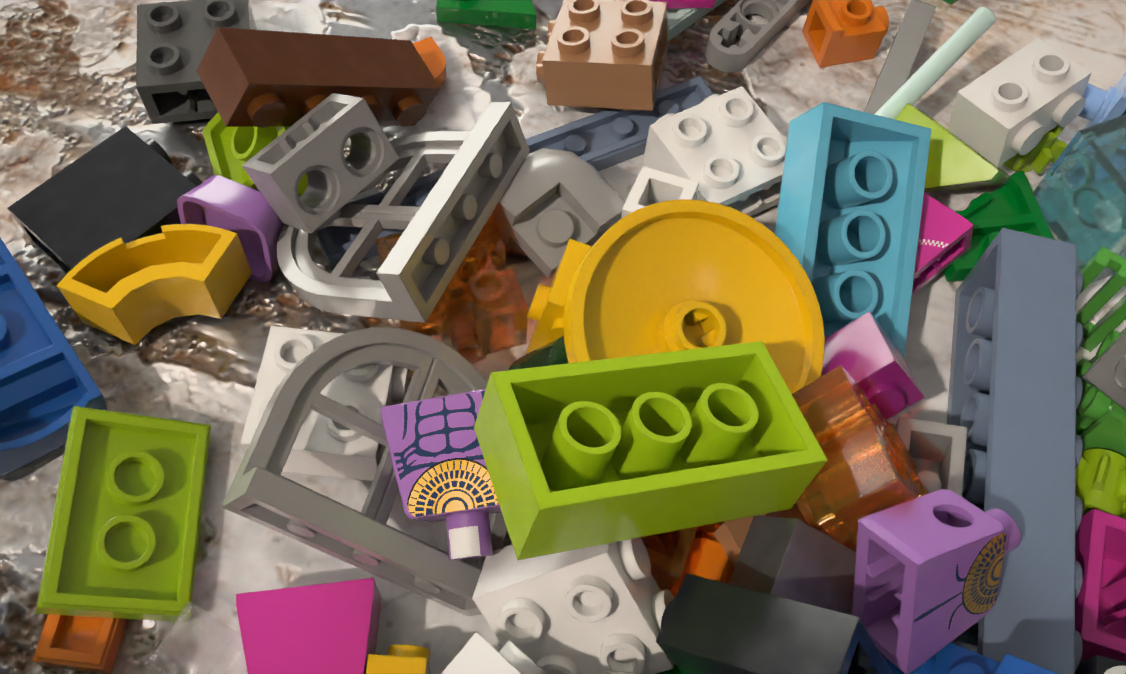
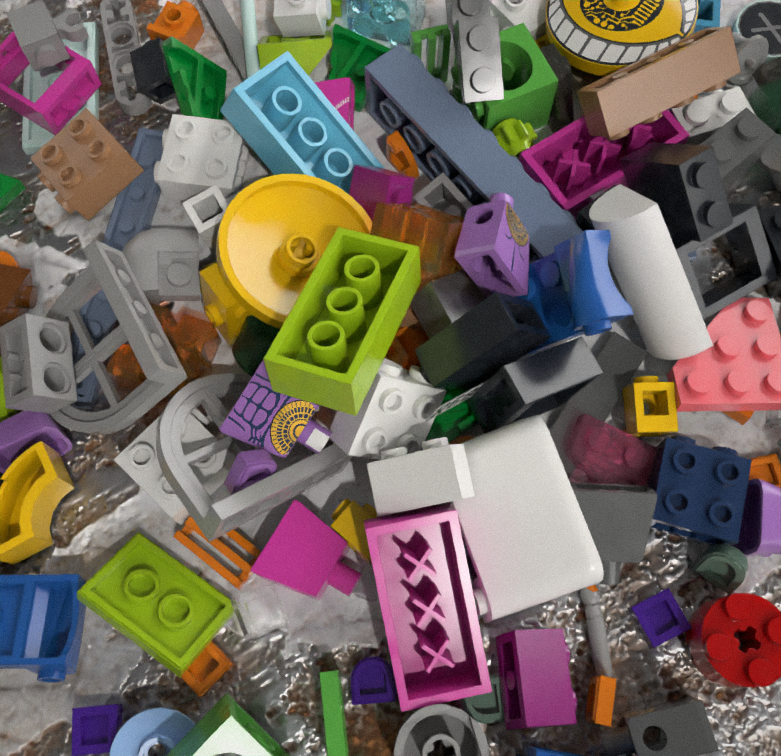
camera: 45 degrees left, 10 degrees up
(227, 554) = (238, 582): none -> orange tile
(357, 484) = (249, 469): none -> medium lavender tile
(780, 43) = (152, 72): none -> black brick
(803, 76) = (196, 80): none -> green wing
(940, 368) = (400, 155): none -> orange tile

